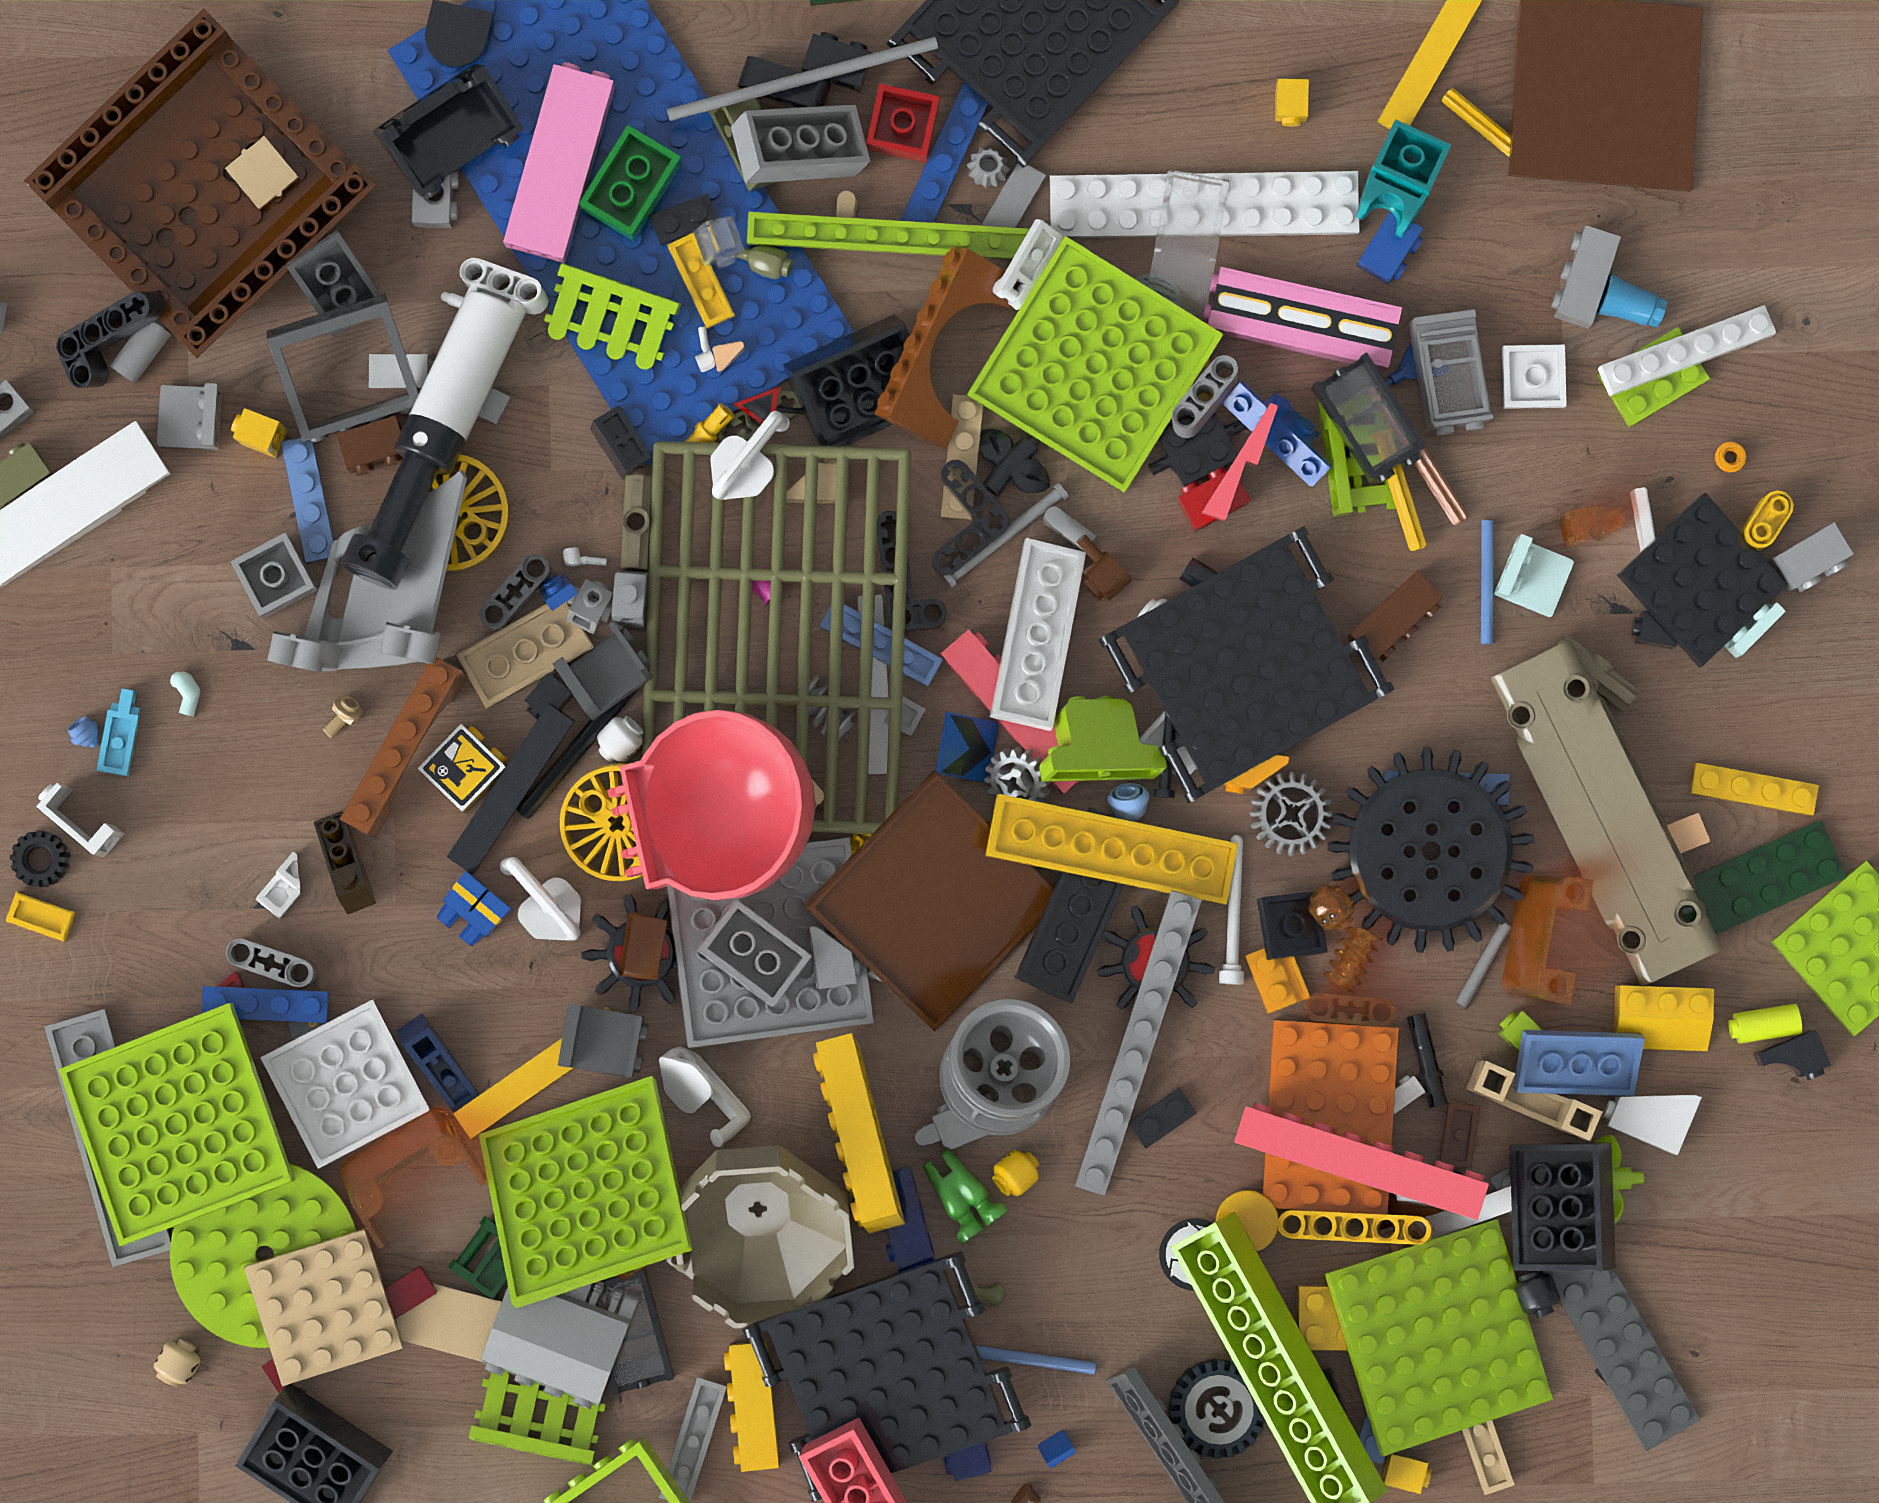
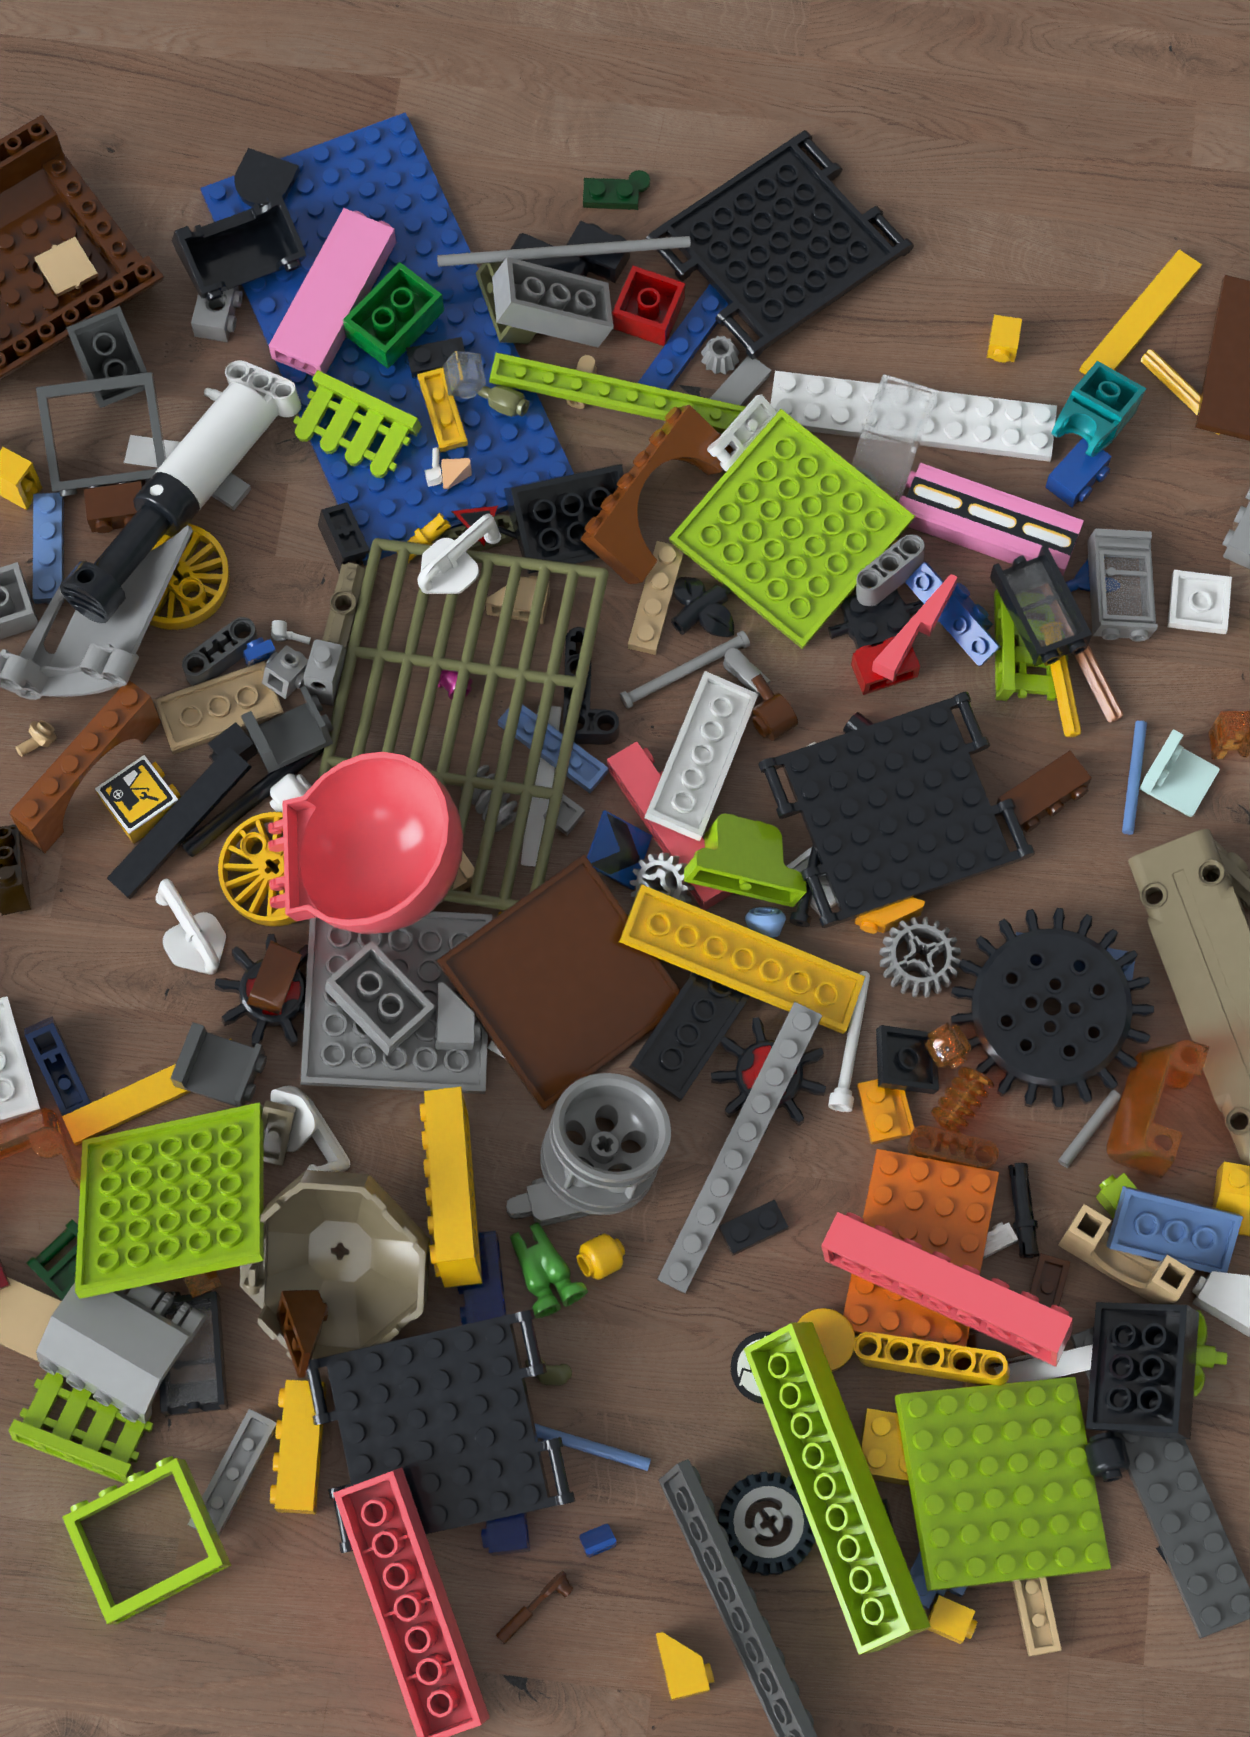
camera: 10 degrees right, 15 degrees down
(485, 915) = (124, 924): blue hips -> none
(673, 1098) = (277, 1131): none -> dark tan plate
(734, 1287) = (301, 1322): none -> reddish brown slope
(977, 527) = (661, 653): black beam -> none

